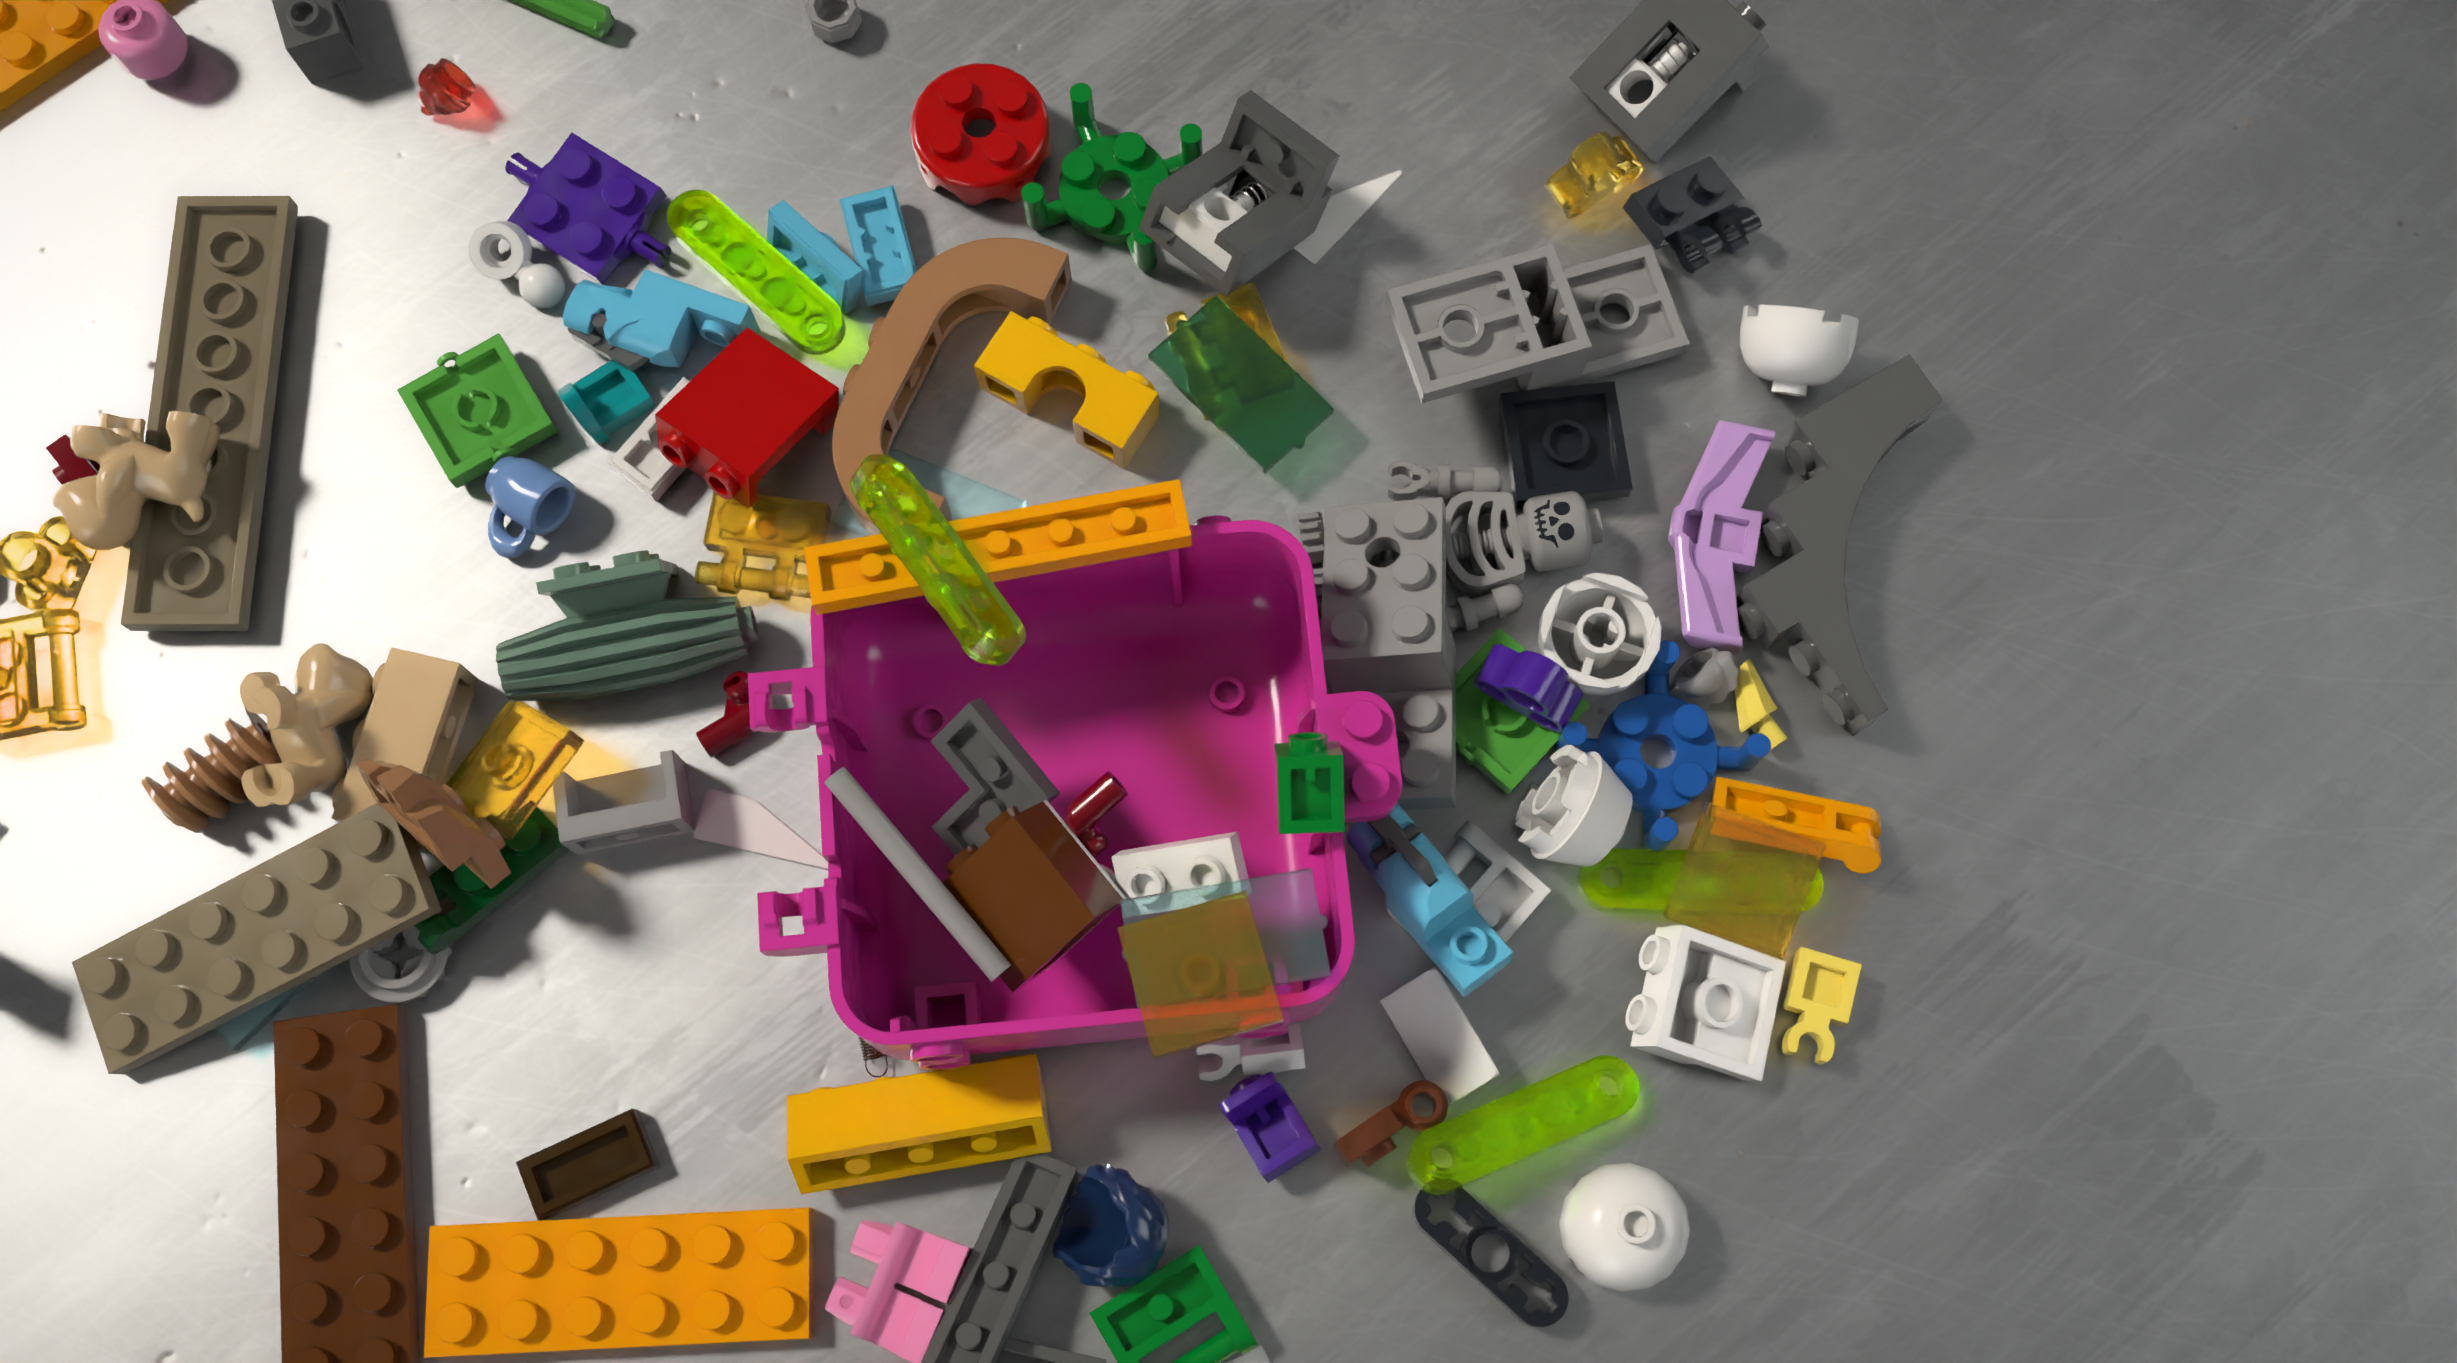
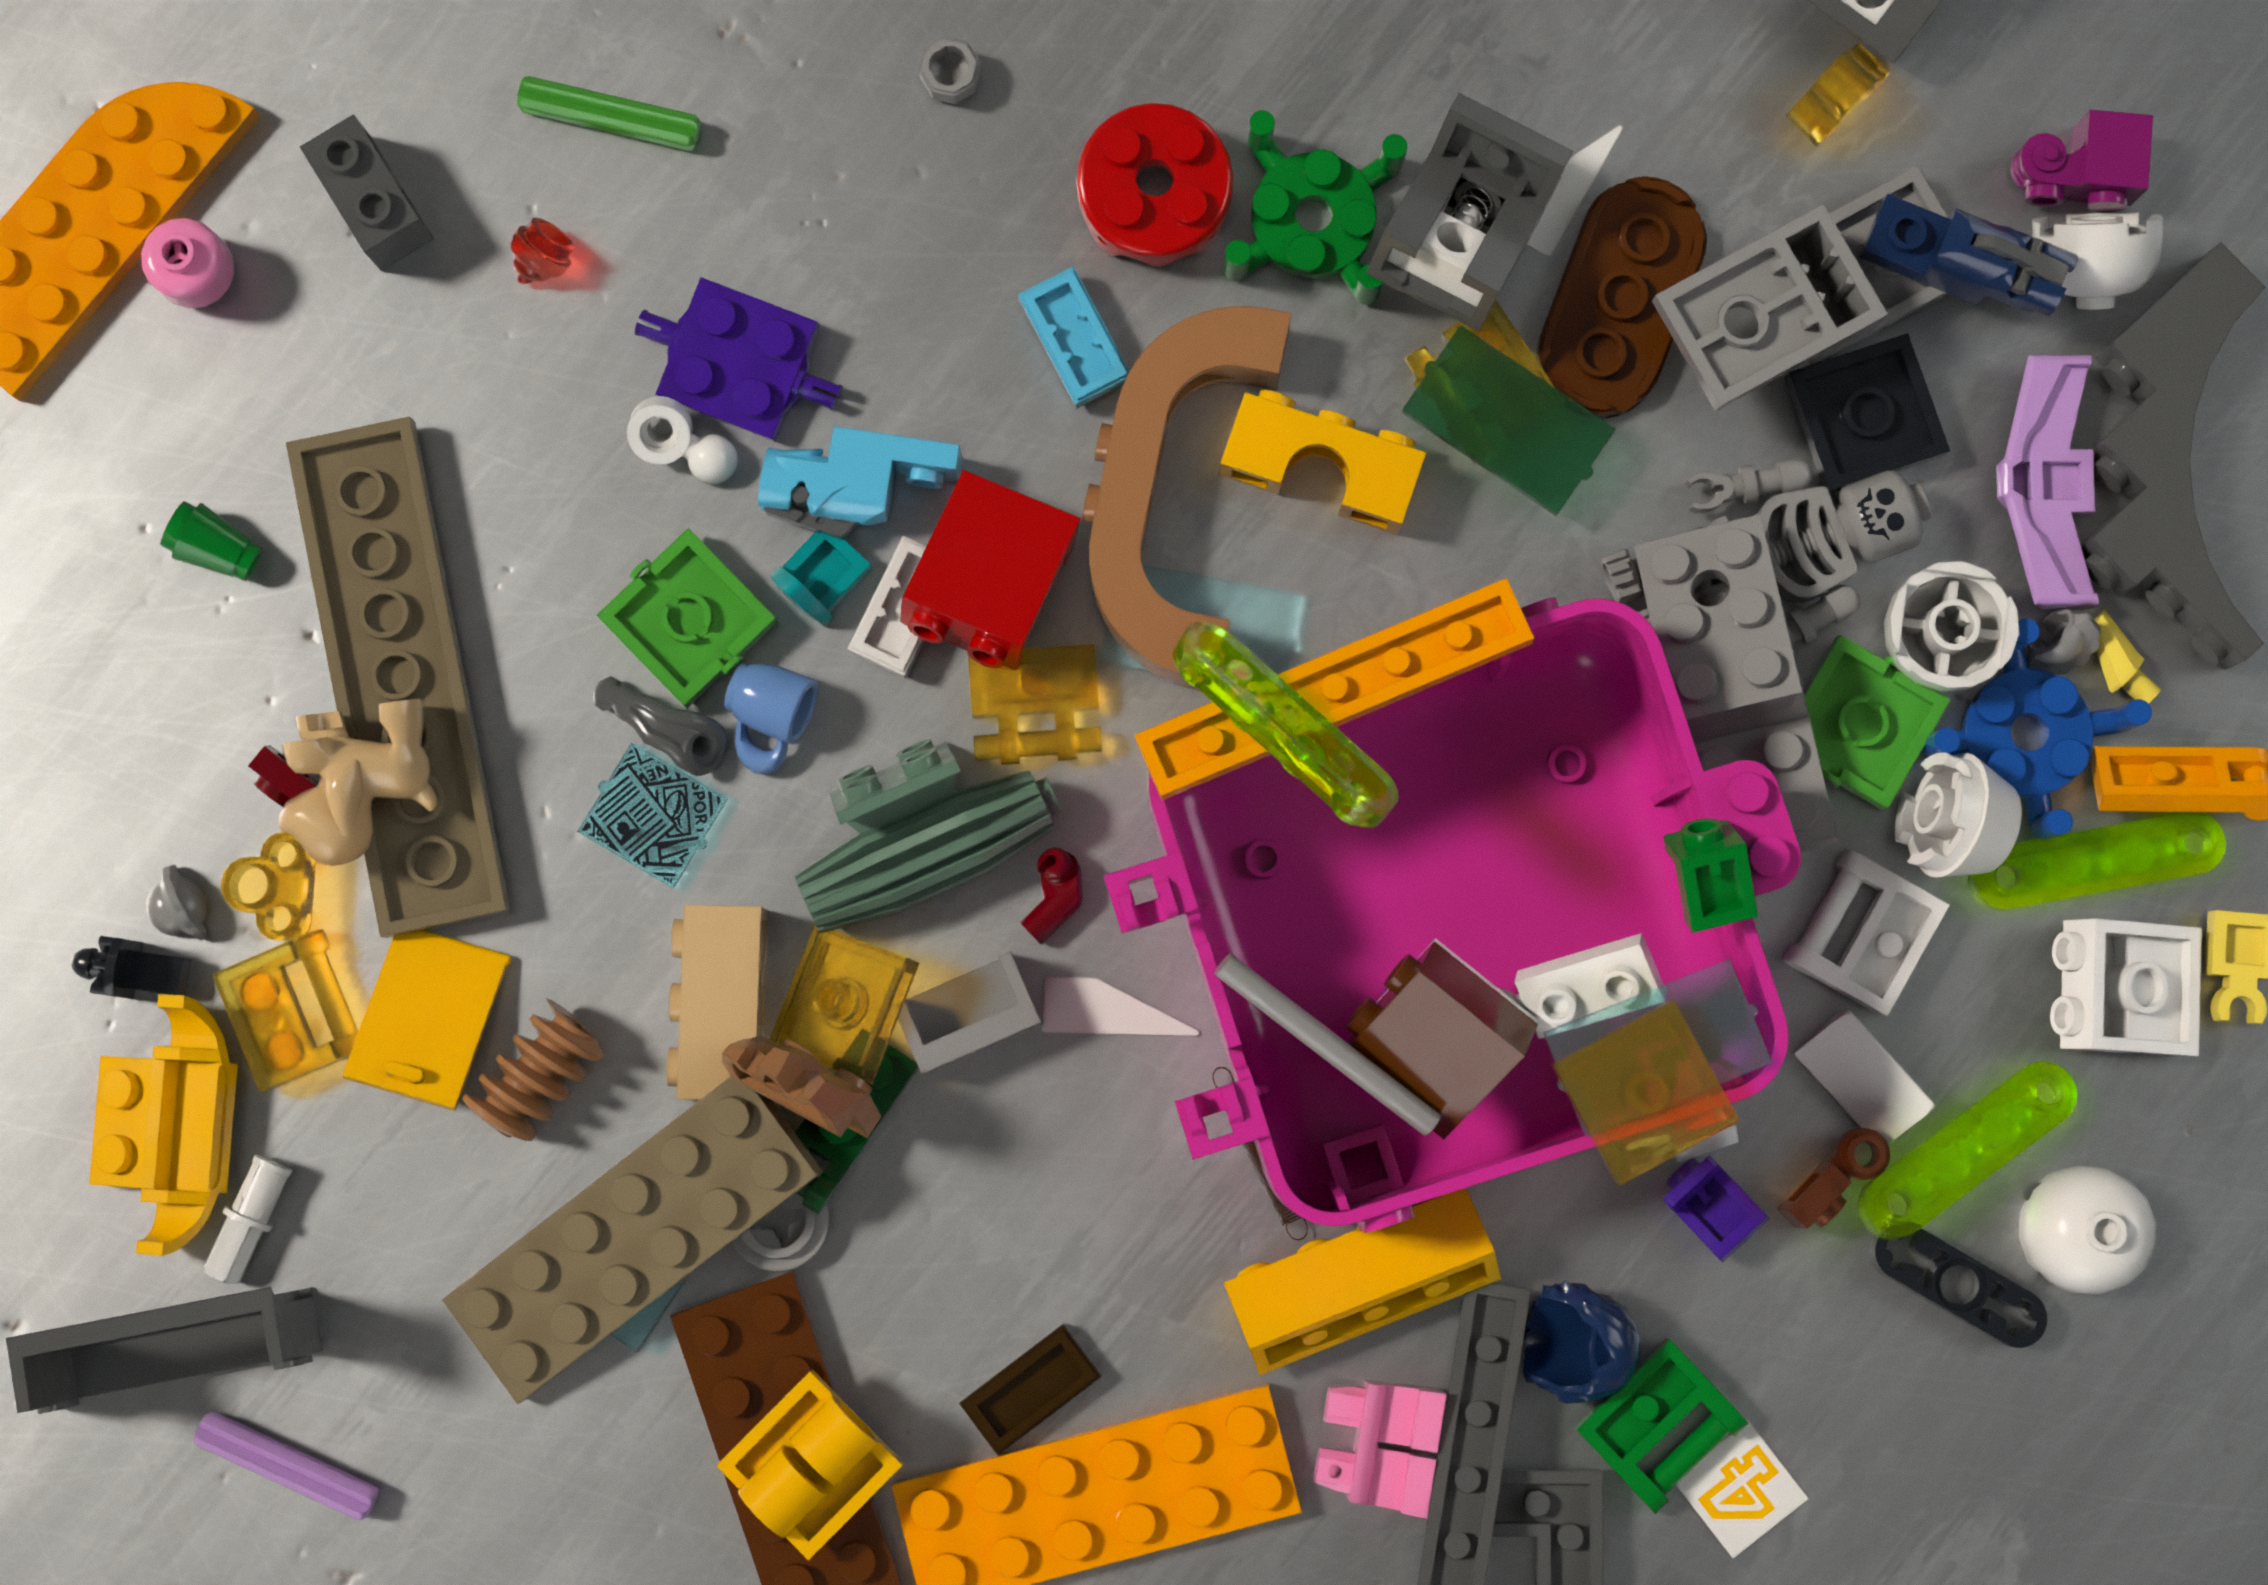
camera: 10 degrees left, 10 degrees up
(87, 265) = (209, 542): none -> green cone
(139, 706) = (426, 1017): none -> yellow container
(302, 724) = (615, 1003): tan animal -> none
(347, 1186) = (809, 1465): none -> yellow plate
(399, 574) = (652, 815): none -> clear light blue piece
(443, 508) = (686, 736): none -> dark grey piece
(756, 271) = (946, 396): clear neon green plate -> none
(815, 255) = (1007, 368): medium azure plate -> none
(992, 768) = (1376, 924): dark grey plate -> none
(1089, 807) = (1483, 935): dark red arm -> none
(1343, 329) = (1602, 330): none -> reddish brown tile
(1429, 900) = (1839, 952): medium azure plate -> none
(1529, 686) = (1889, 698): dark purple piece -> none
(1678, 320) = (1968, 256): none -> dark blue plate
(1681, 206) = (1943, 106): black plate -> none
(1744, 880) = (2147, 855): clear yellow plate -> none
(1816, 278) = (2104, 168): none -> magenta brick

